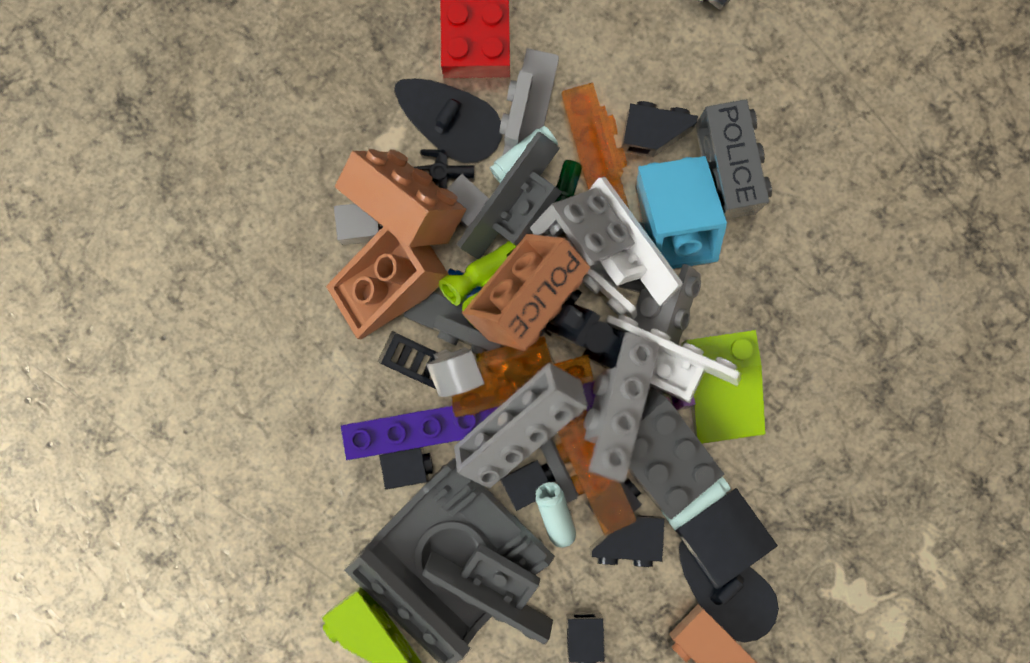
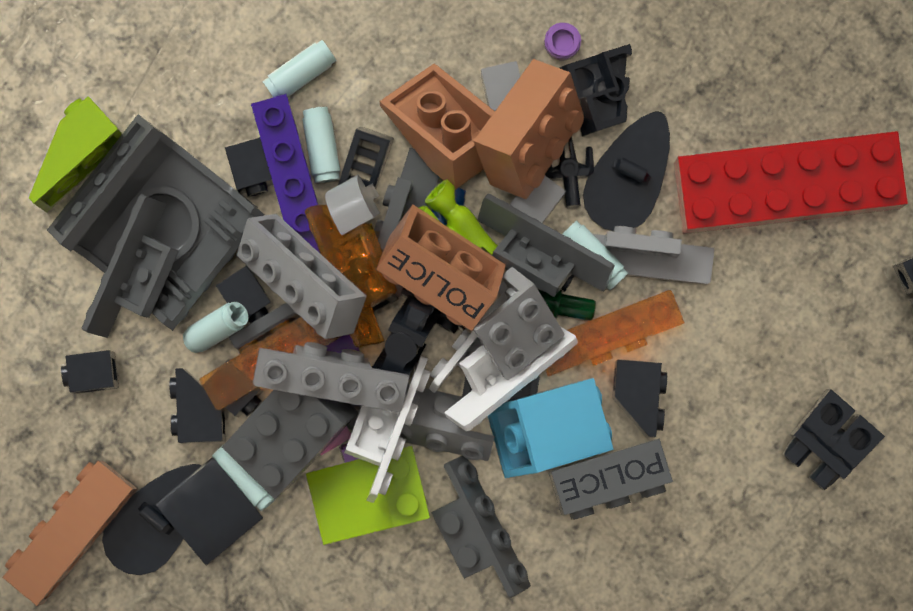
camera: 85 degrees right, 0 degrees up
(318, 412) = (300, 70): none -> light aqua piece
(319, 166) = (562, 41): none -> medium lavender tile
(368, 131) = (601, 88): none -> black slope
(391, 399) = (321, 145): none -> light aqua piece
(766, 292) = (475, 531): none -> dark grey bracket

